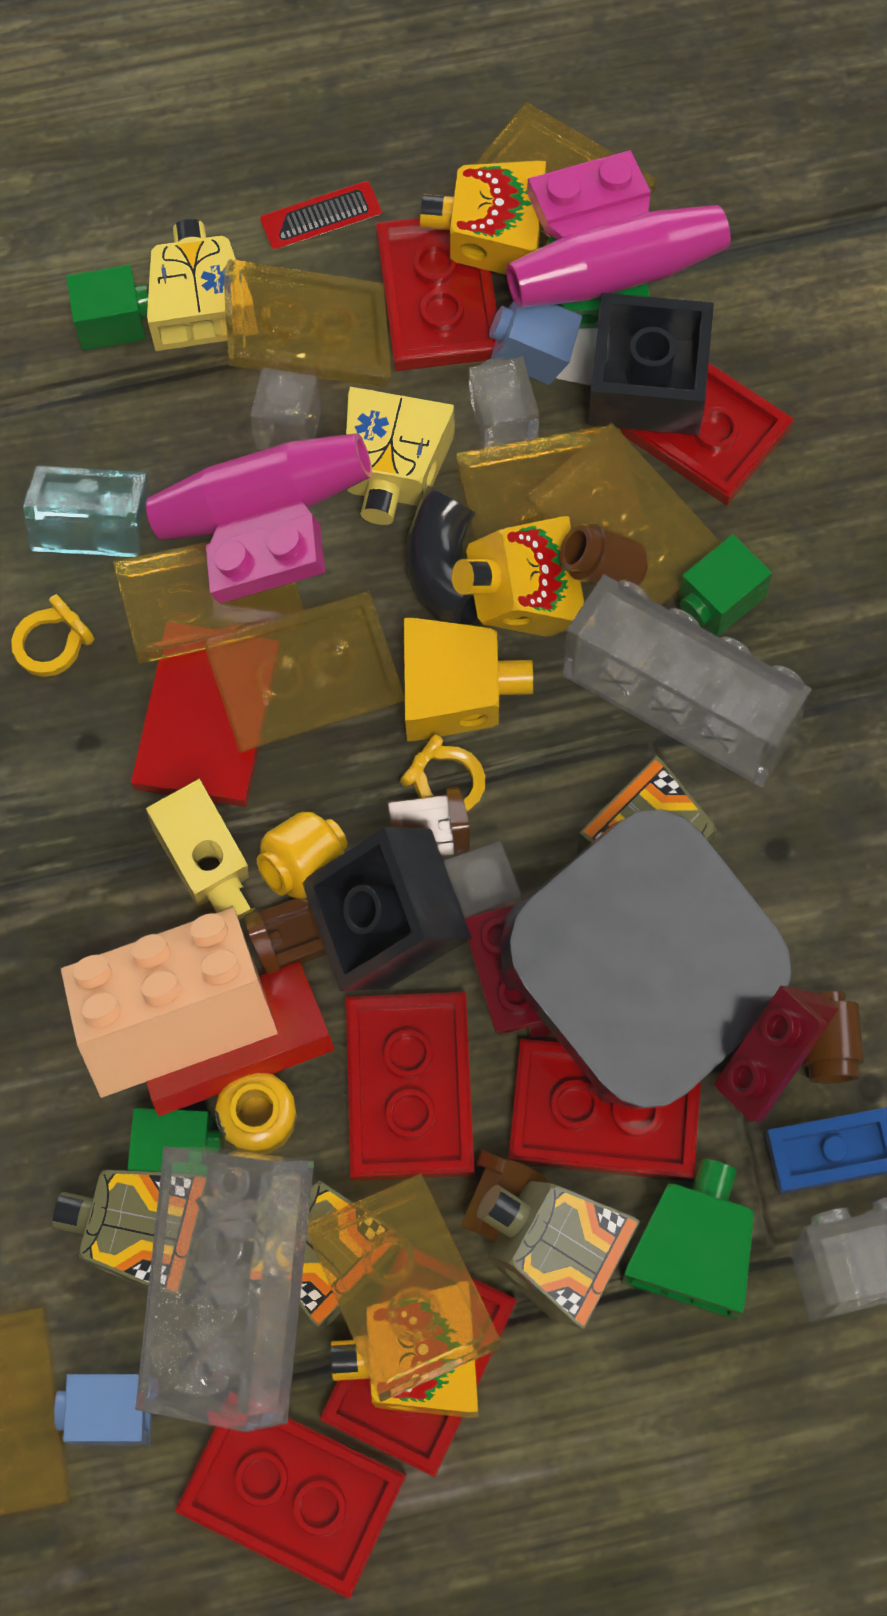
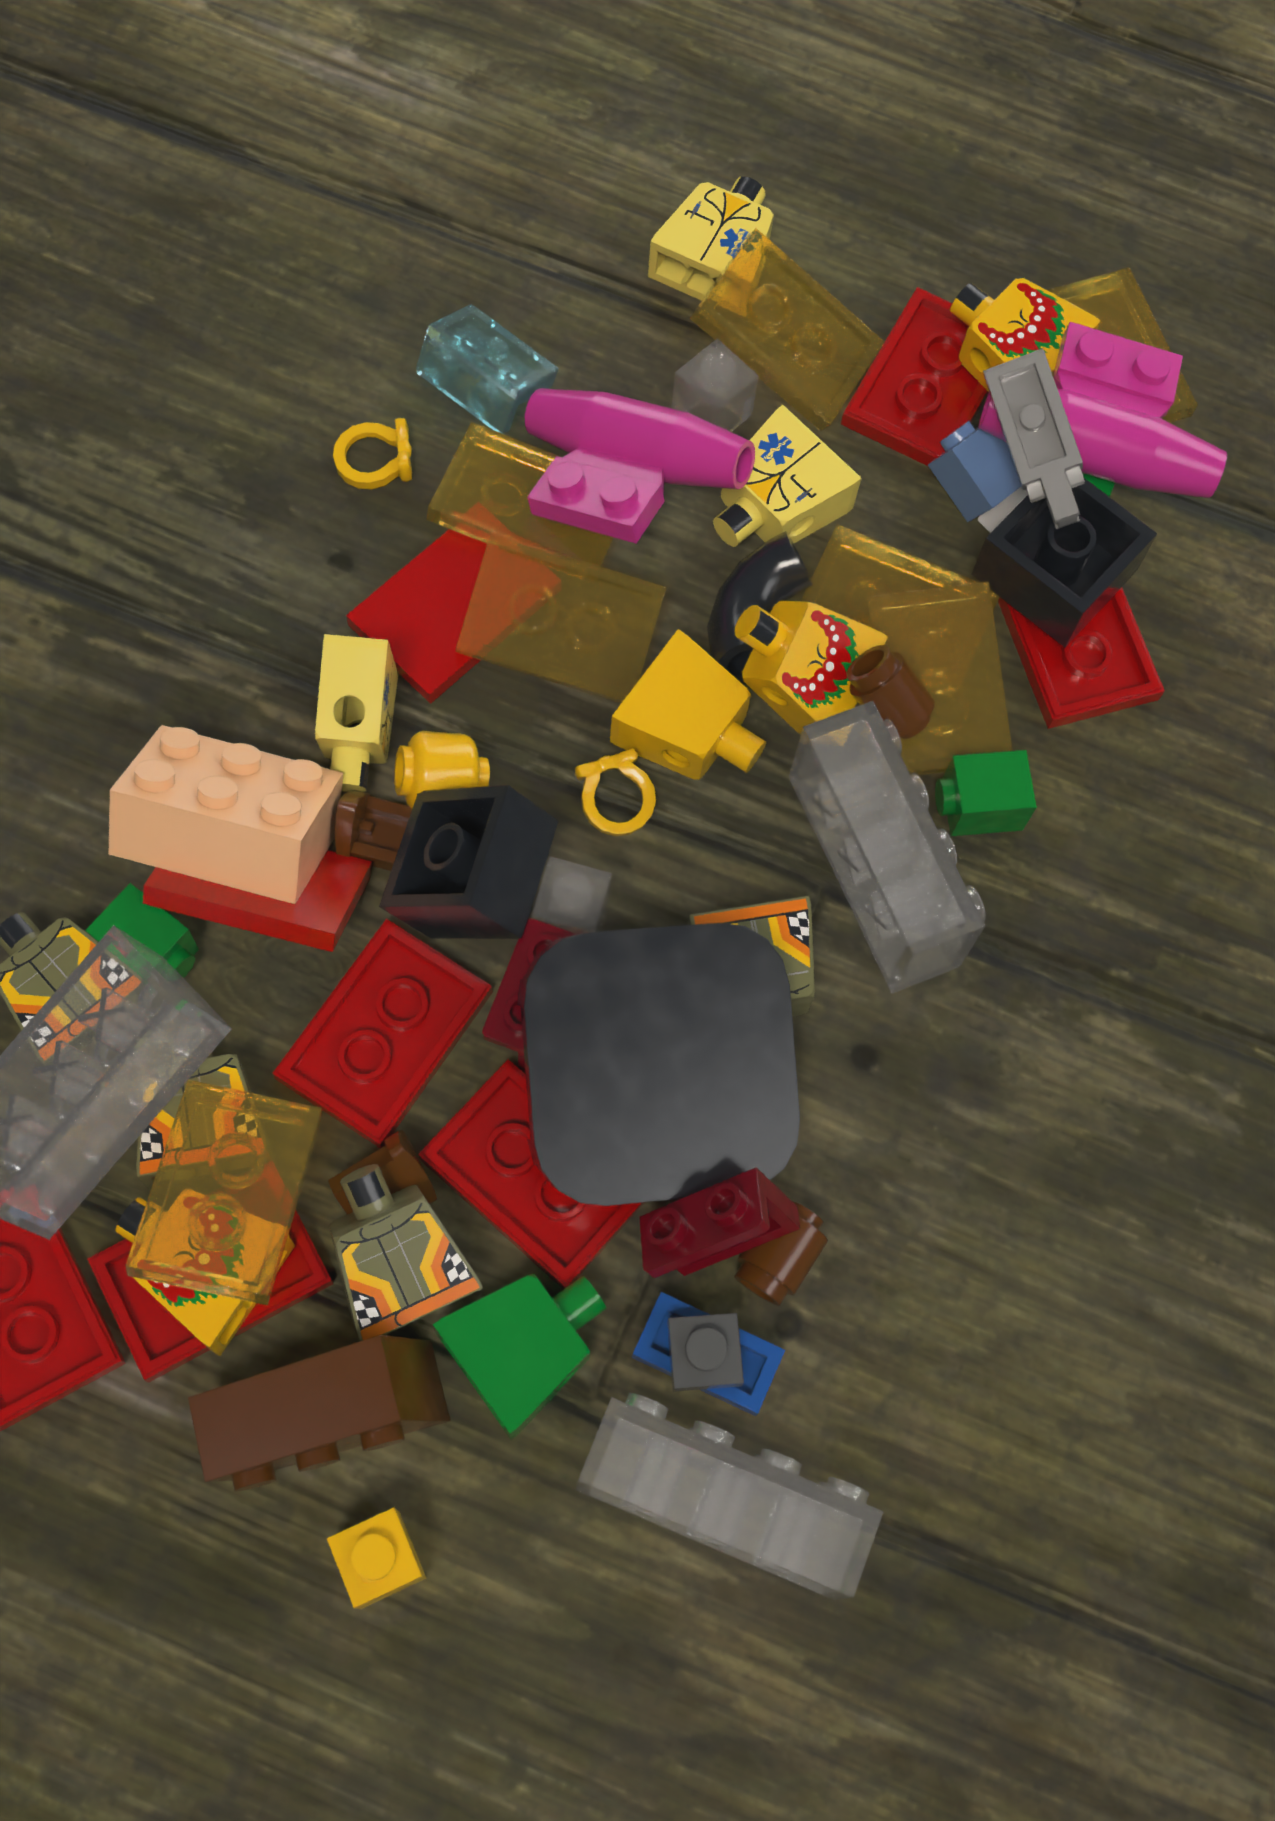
camera: 25 degrees right, 0 degrees up
(107, 307) = (628, 209): green brick -> none
(256, 1113) = (229, 961): yellow head -> none
(320, 215) = (876, 253): sticker -> none
(440, 813) = (582, 823): tile -> none
(503, 401) = (911, 506): clear brick -> none
(576, 284) = (1038, 433): none -> light grey hinge
(585, 1404) = (316, 1409): none -> reddish brown wedge
(713, 1476) = (376, 1558): none -> yellow brick
(835, 1150) = (705, 1352): none -> dark grey plate

